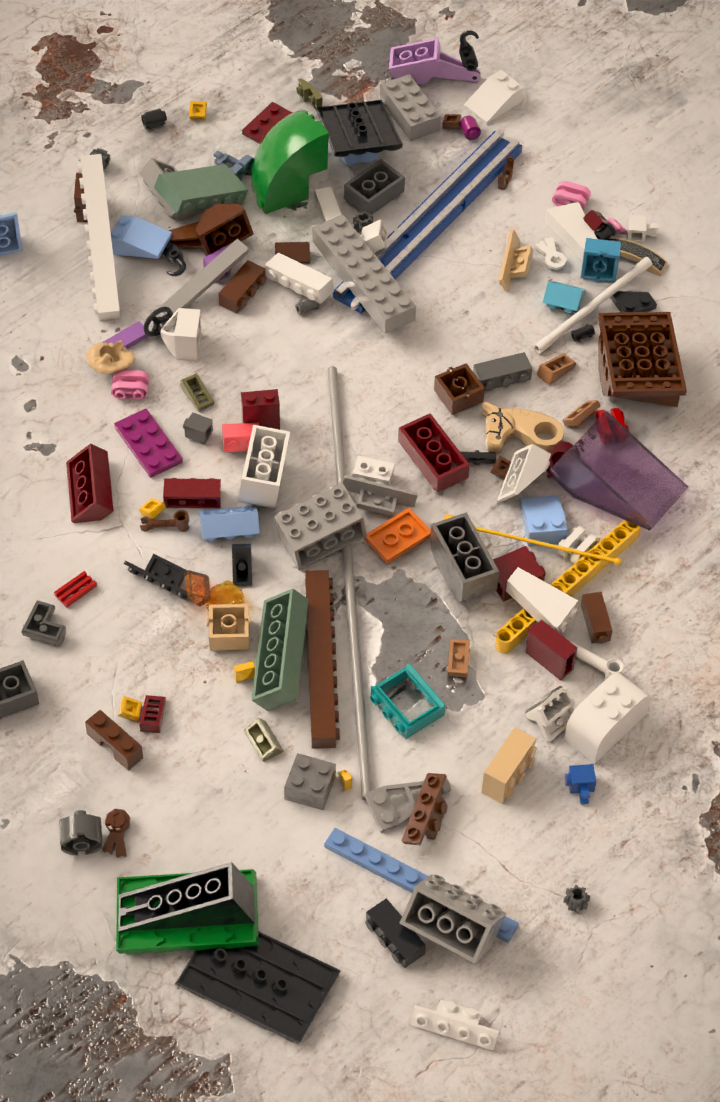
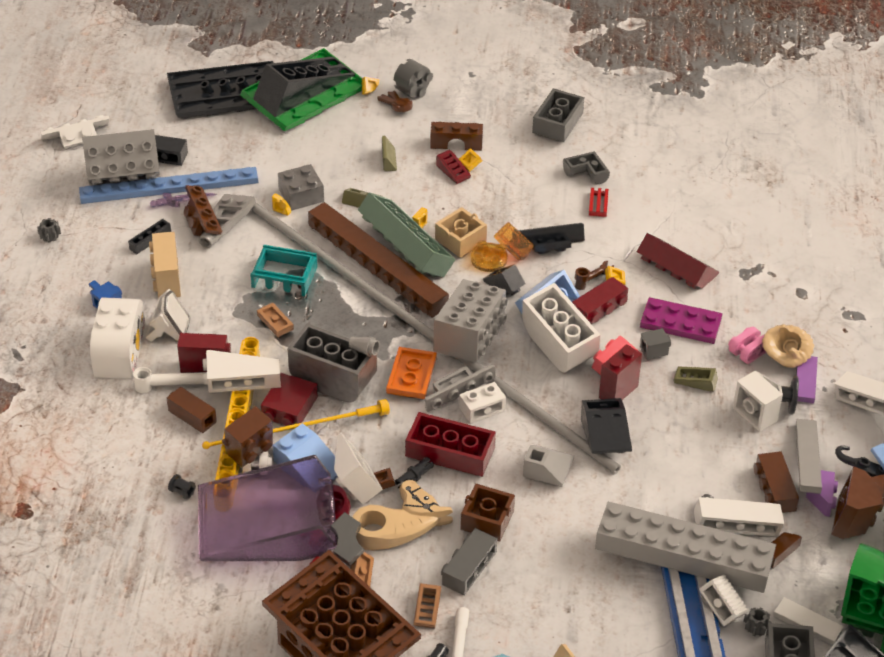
camera: 140 degrees right, 10 degrees down
(119, 873) = (369, 85): none -> yellow tile
(193, 770) = (388, 155): none -> olive slope
(312, 389) = (606, 426): none -> black slope
(378, 400) = (547, 465): none -> light grey slope
(421, 859) = (172, 201): none -> clear purple piece
(441, 521) = (365, 345): none -> light grey cone
(489, 828) = (141, 241): none -> black piece
(575, 427) = (346, 530): none -> dark grey tile
(588, 528) = (248, 437): none -> reddish brown brick
(654, 558) = (181, 486): none -> black bush

